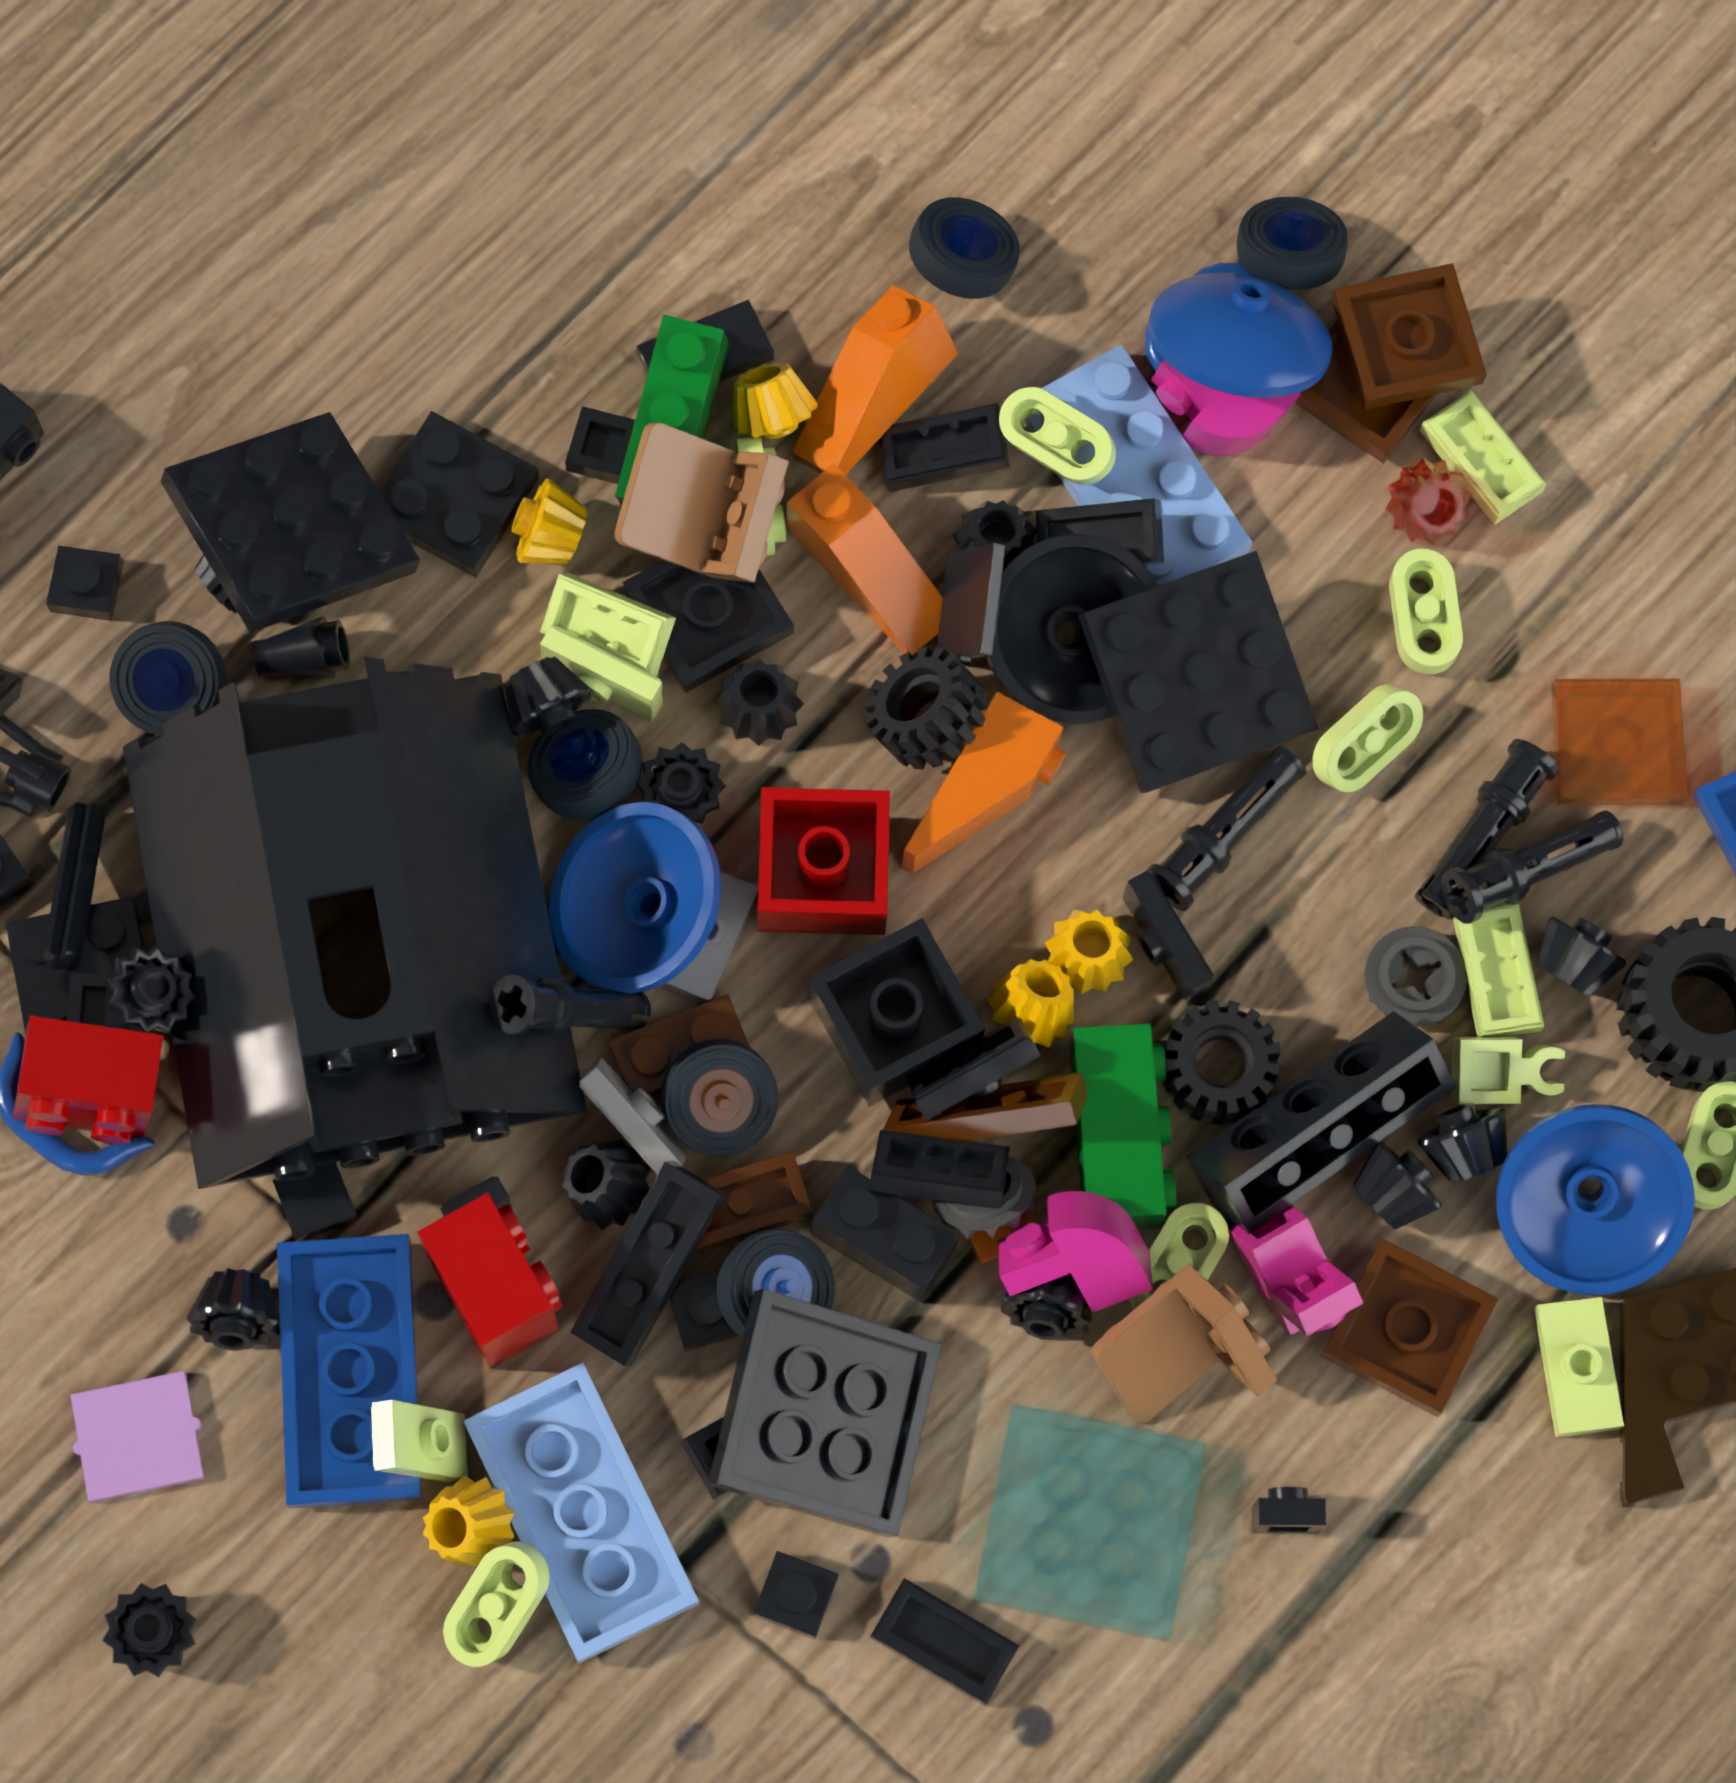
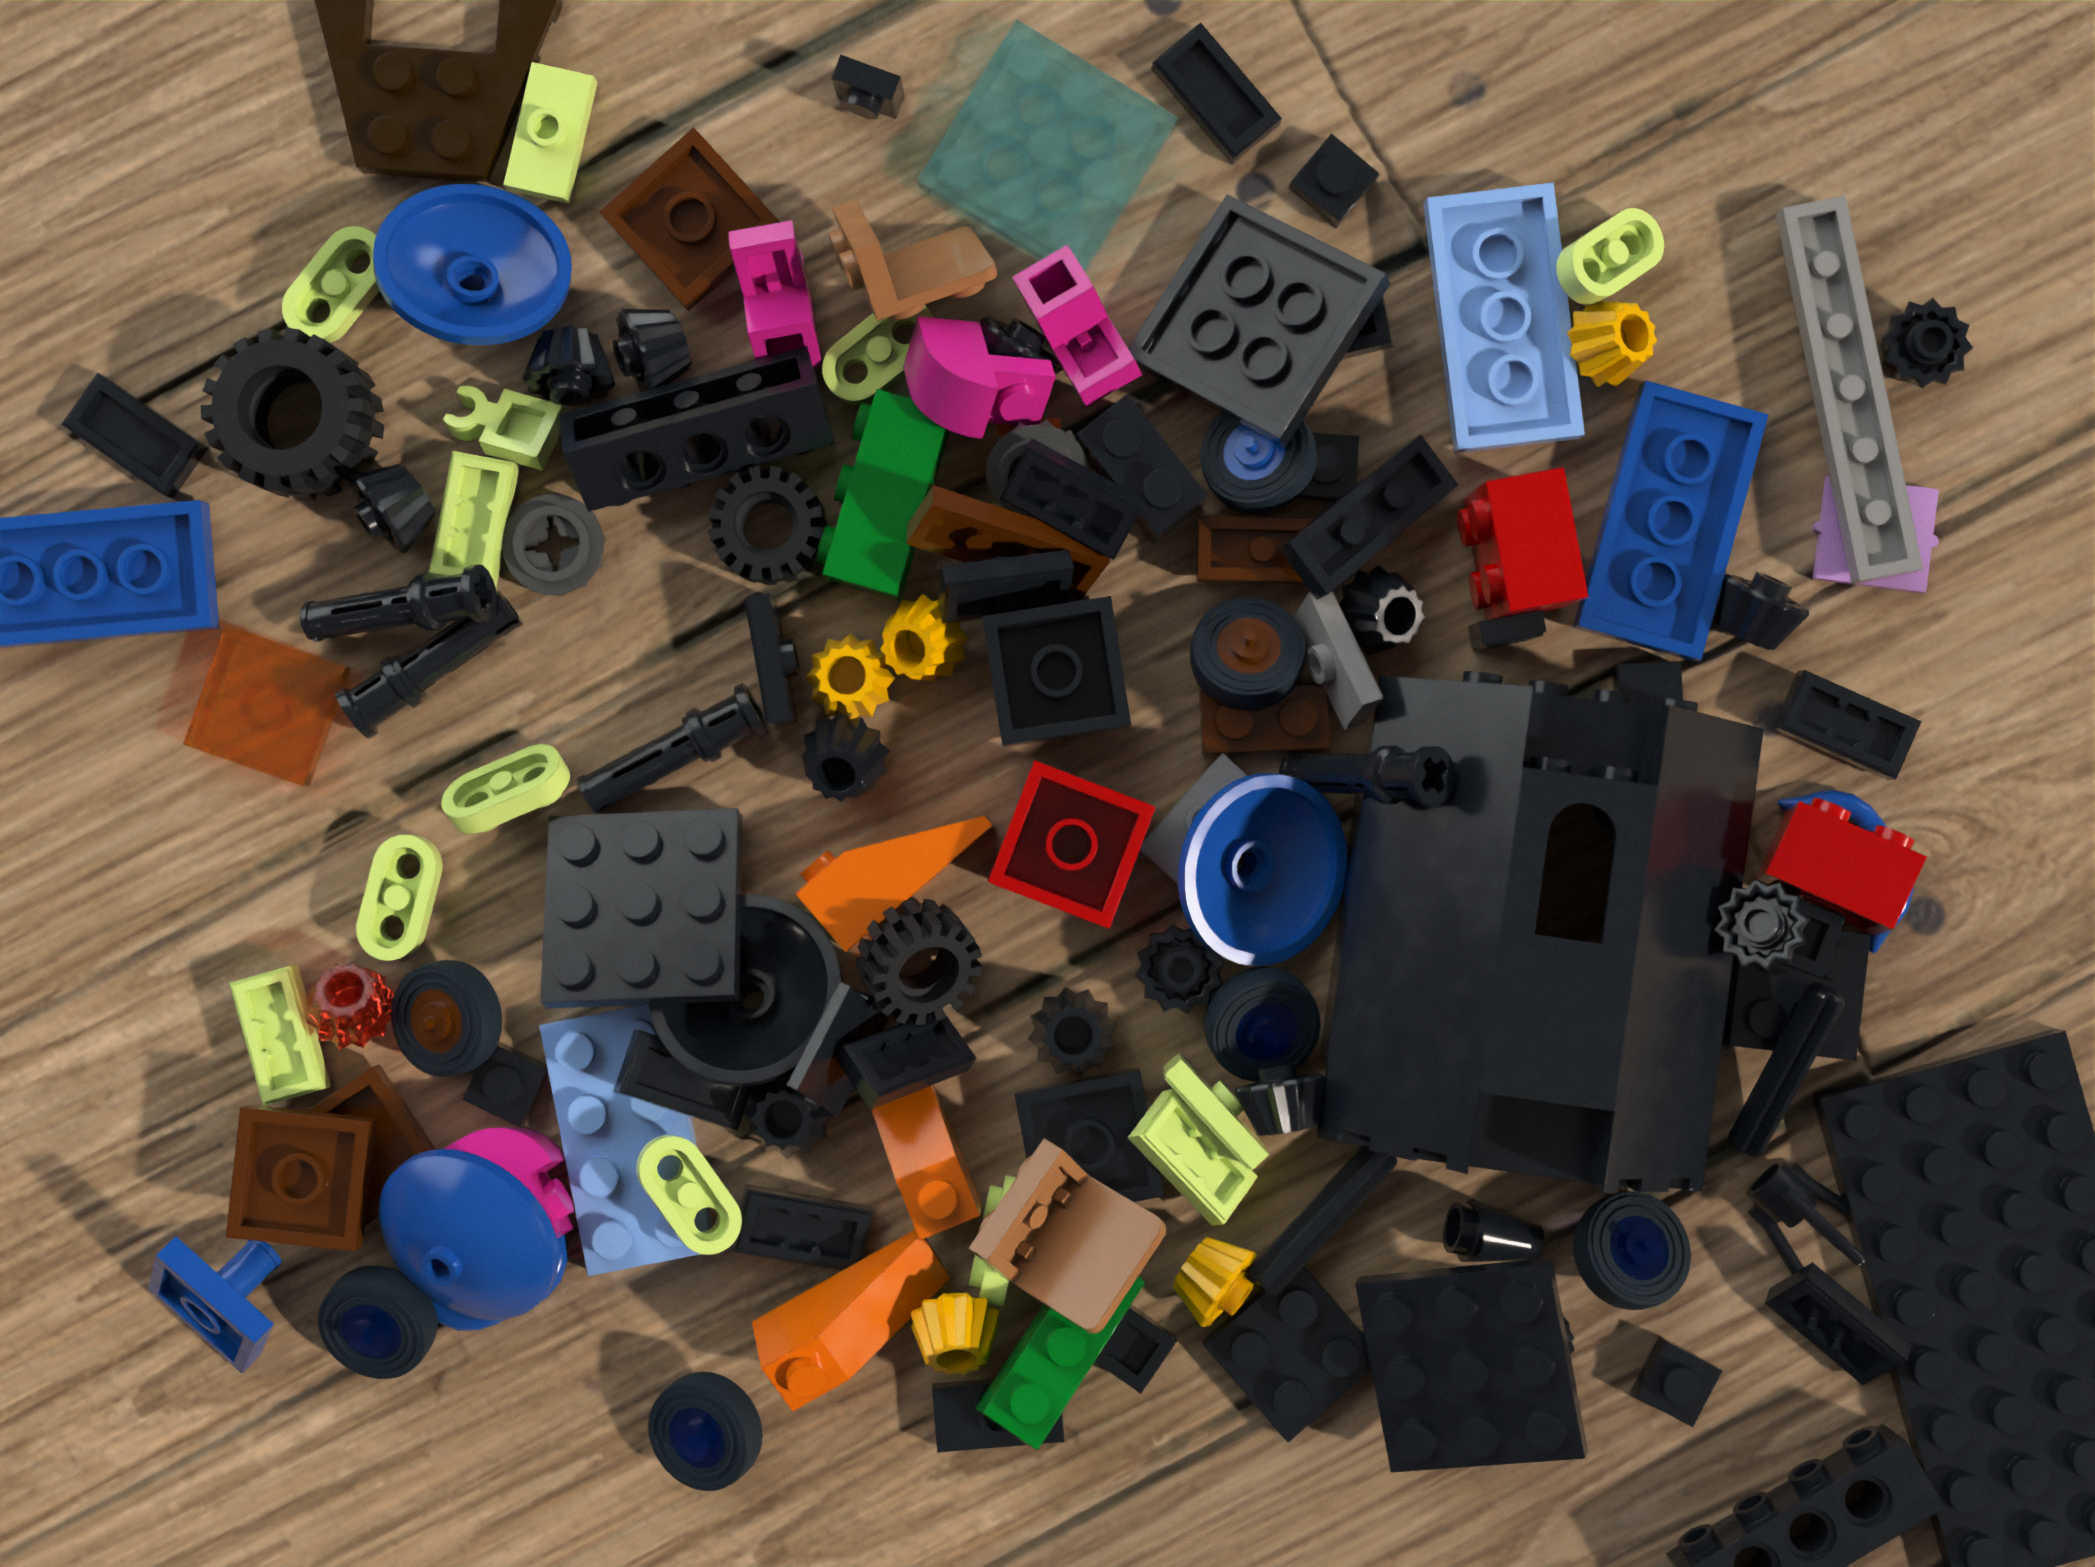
camera: 155 degrees left, 15 degrees up
(111, 1234) = (1846, 725): none -> black plate
(213, 1561) = (1848, 390): none -> light grey plate
(419, 1441) = (1636, 421): yellowish green plate -> none
(474, 600) = (1320, 1219): none -> black axle
(905, 616) = (904, 1060): none -> black plate
(994, 1349) = (1076, 325): none -> dark pink brick
(1066, 869) = (843, 757): none -> black piece
(1262, 486) = (507, 1084): none -> black plate
(1338, 518) = (446, 1018): none -> black wheel
(1440, 213) = (216, 1301): none -> blue tile

